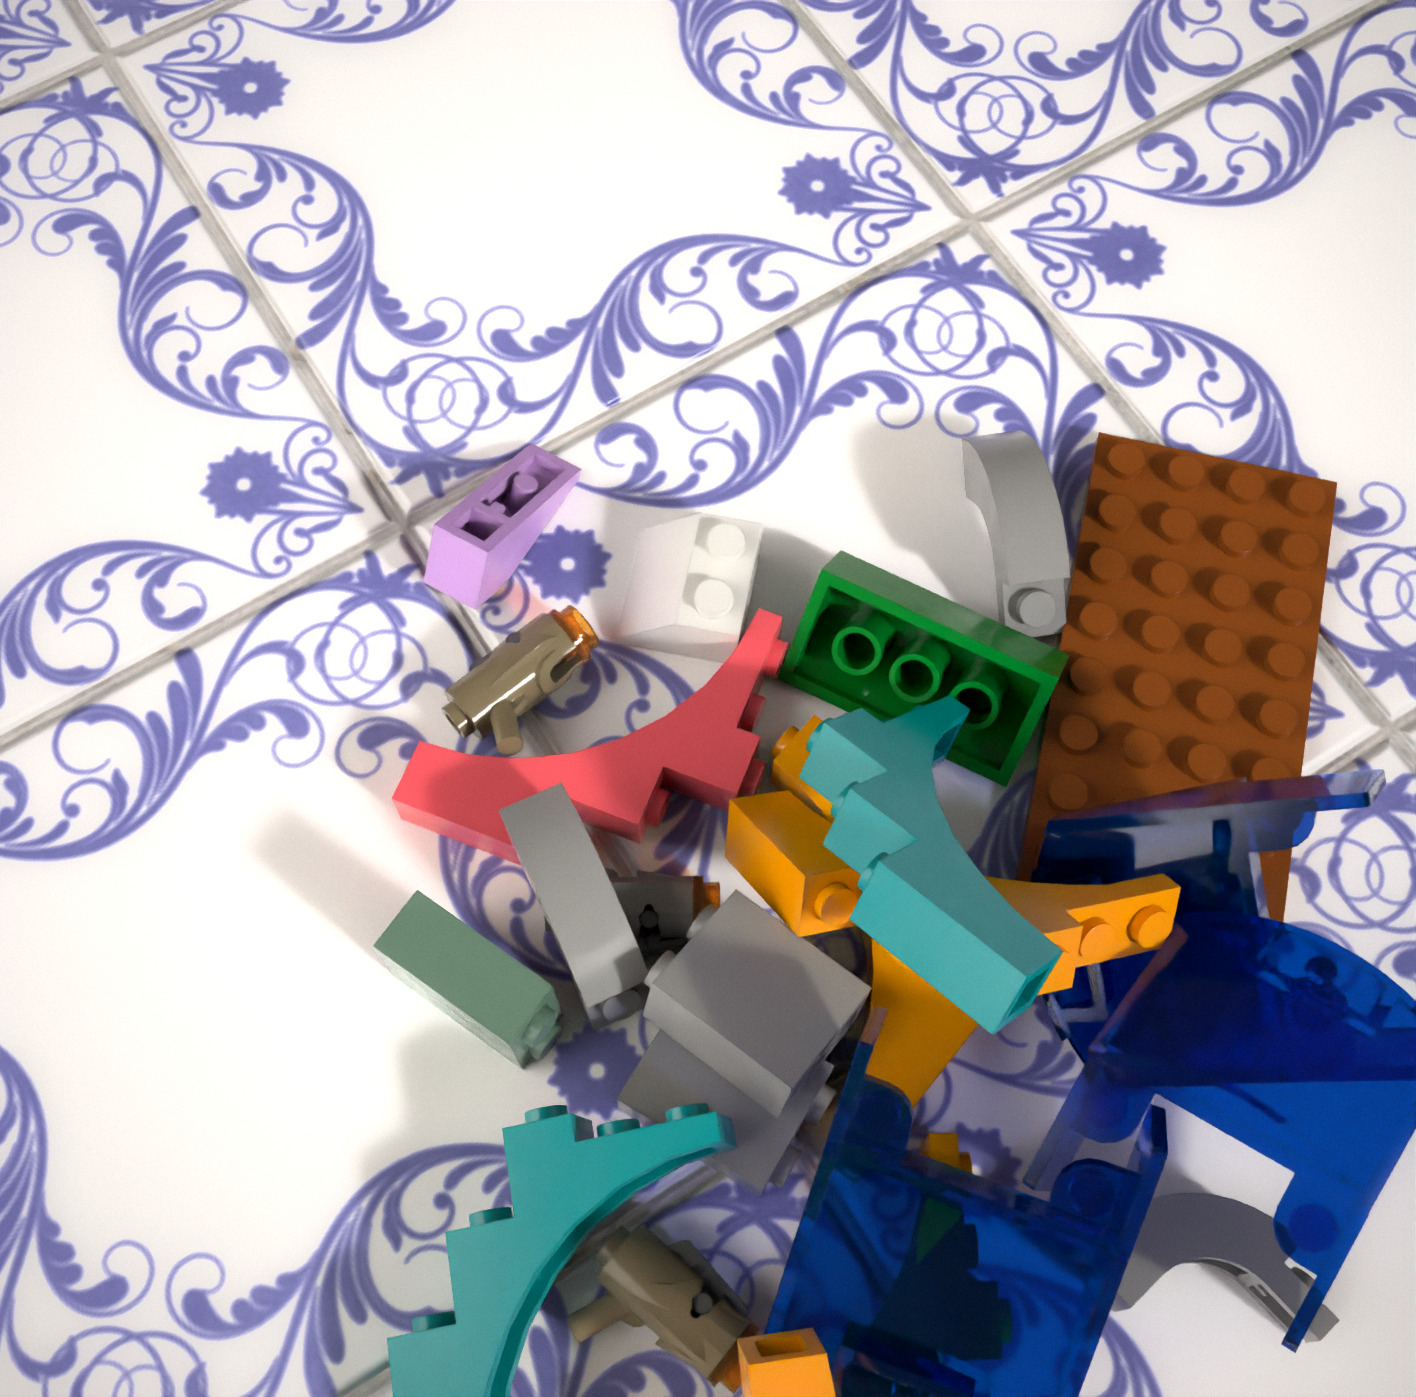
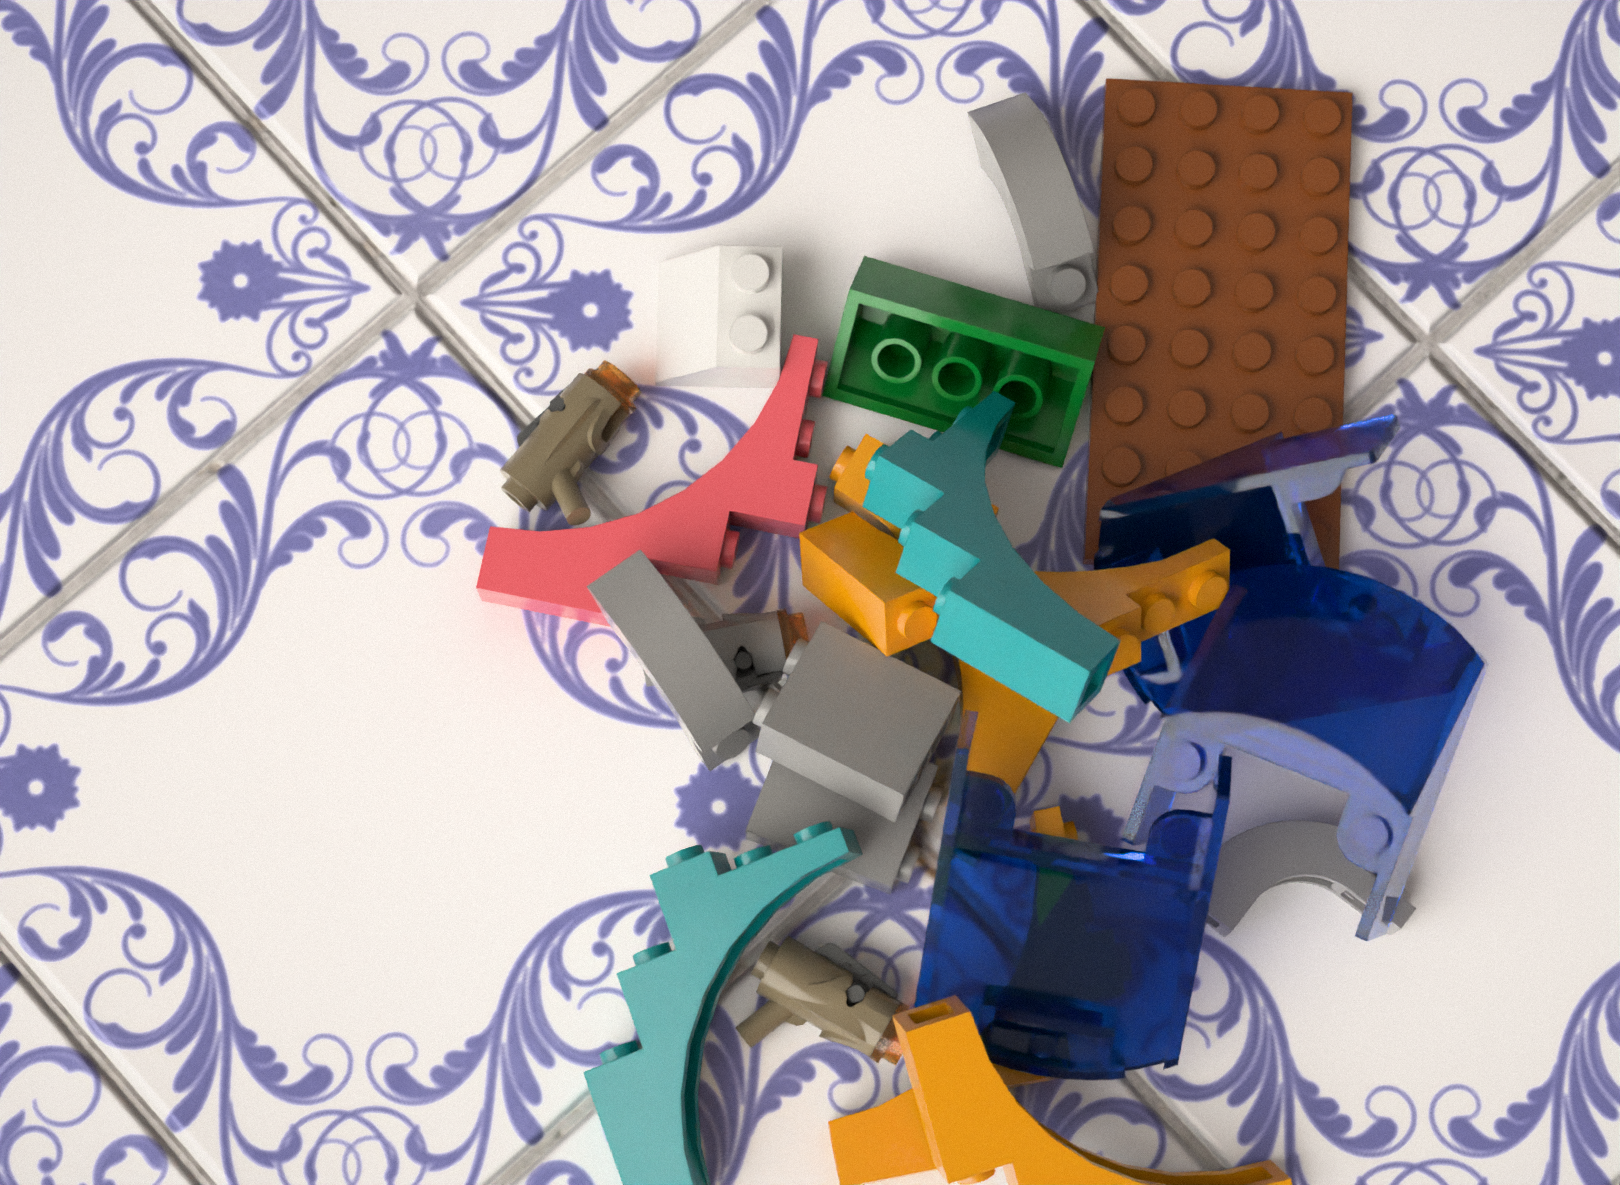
camera: 10 degrees left, 10 degrees up
(471, 980) = (591, 747): sand green brick -> none
(496, 525) = (516, 284): lavender slope -> none

